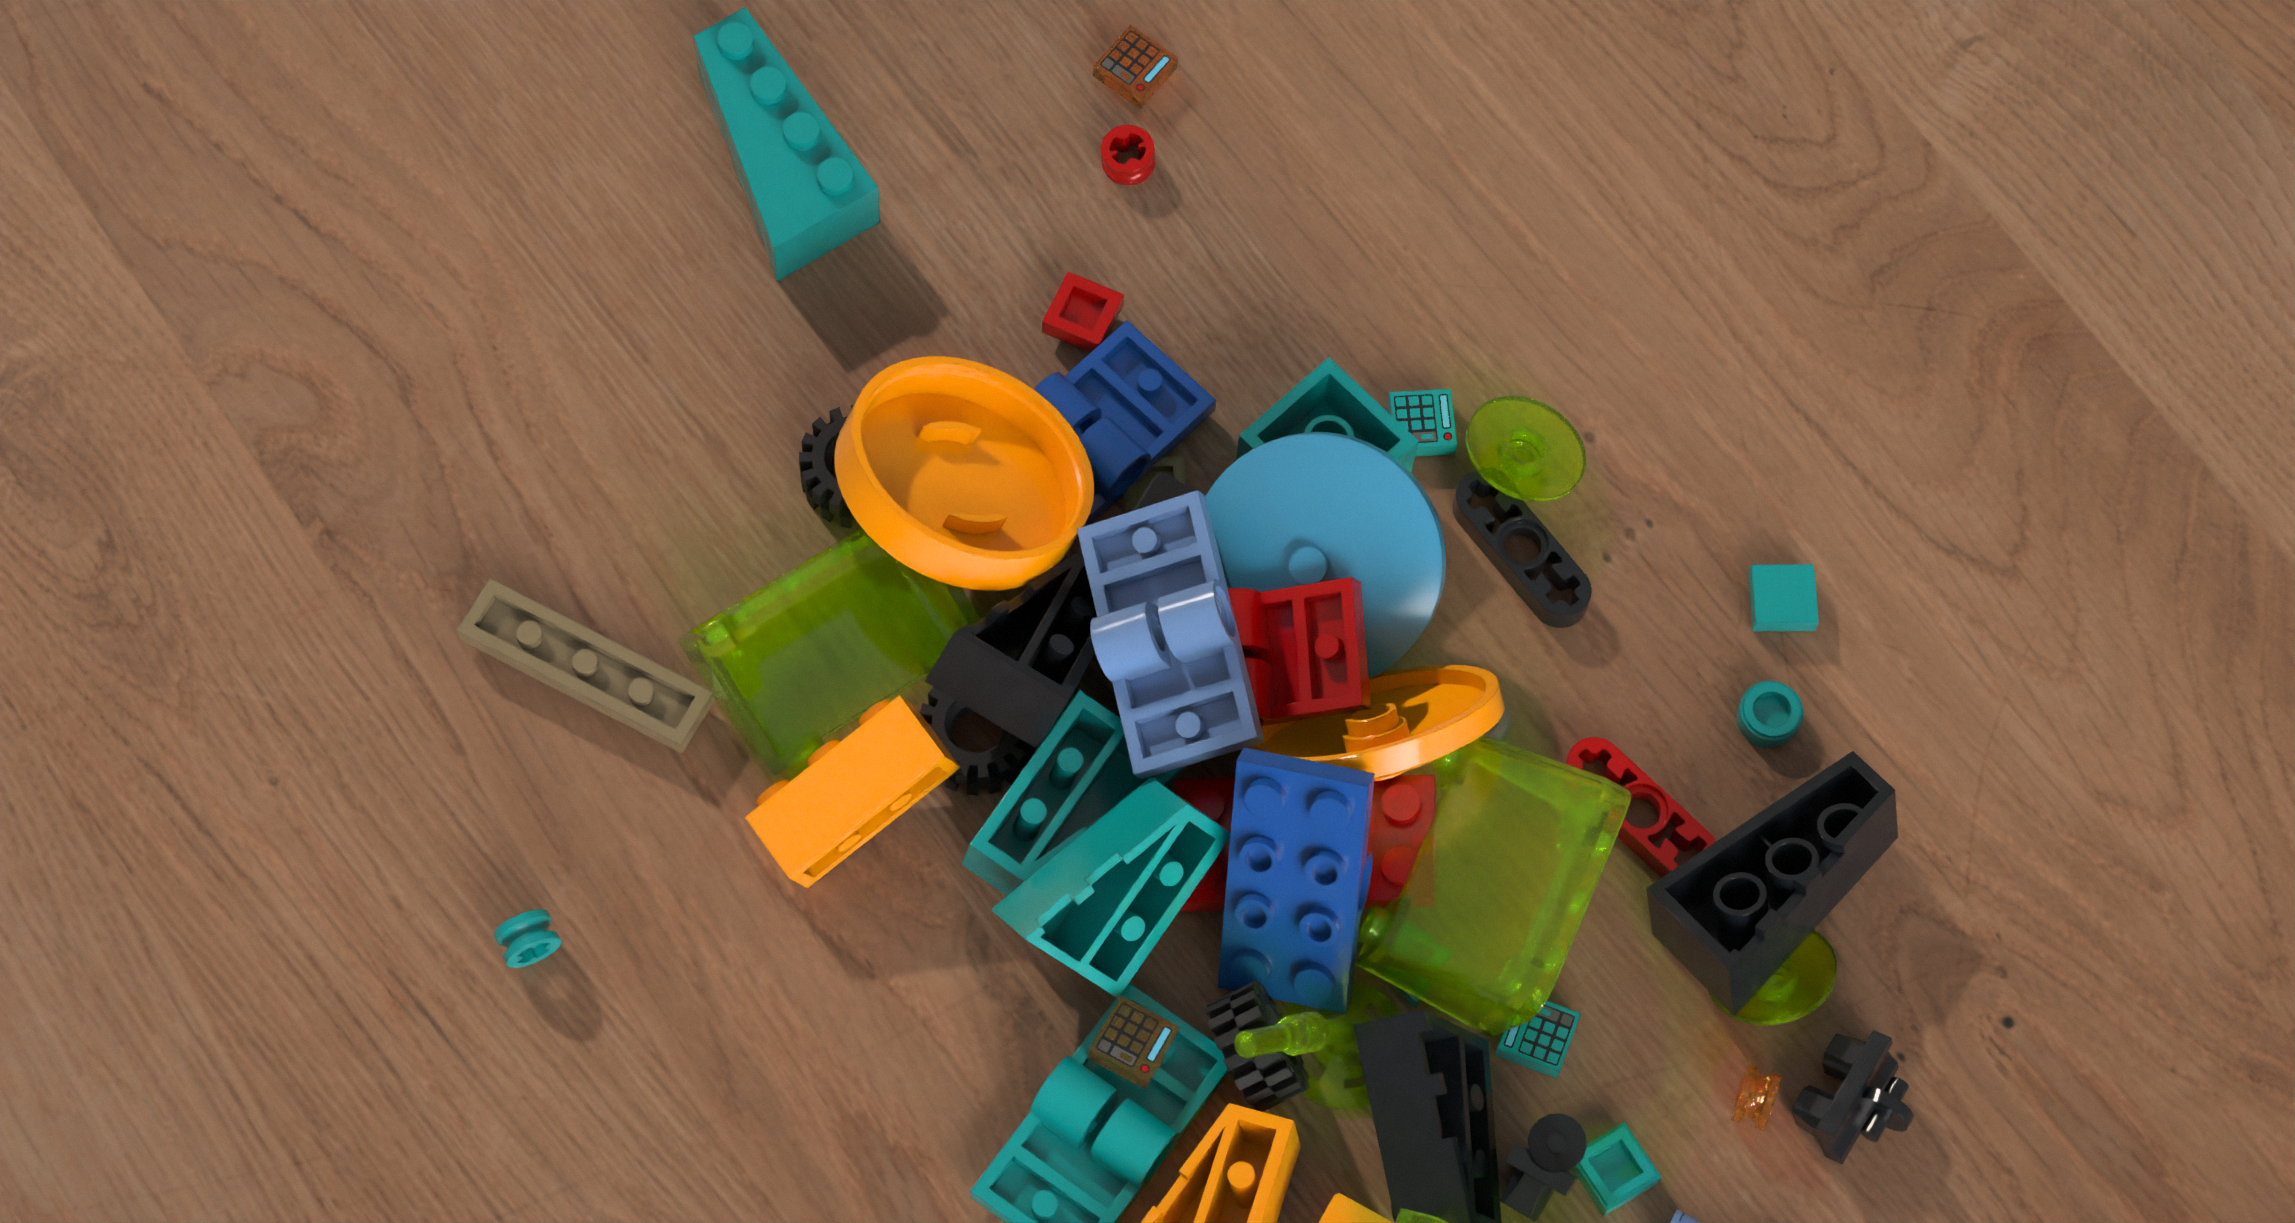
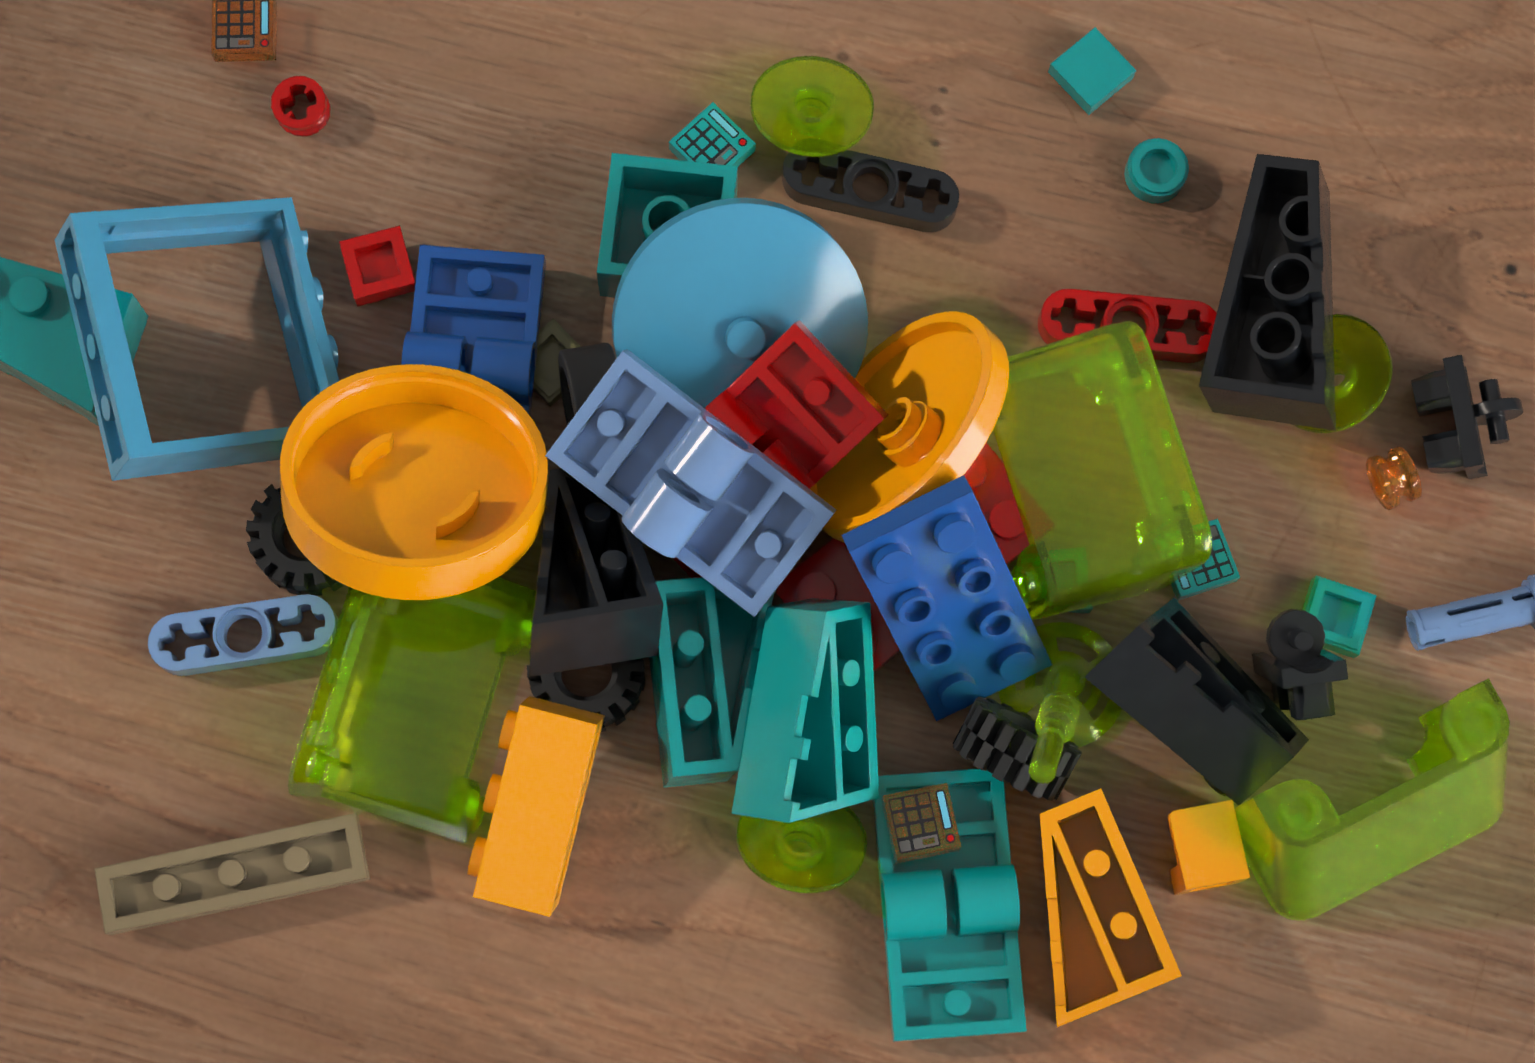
camera: 40 degrees left, 10 degrees up
(699, 494) = (199, 658): none -> medium blue beam
(953, 164) = (103, 341): none -> dark azure window
(1029, 987) = (806, 853): none -> clear neon green dish

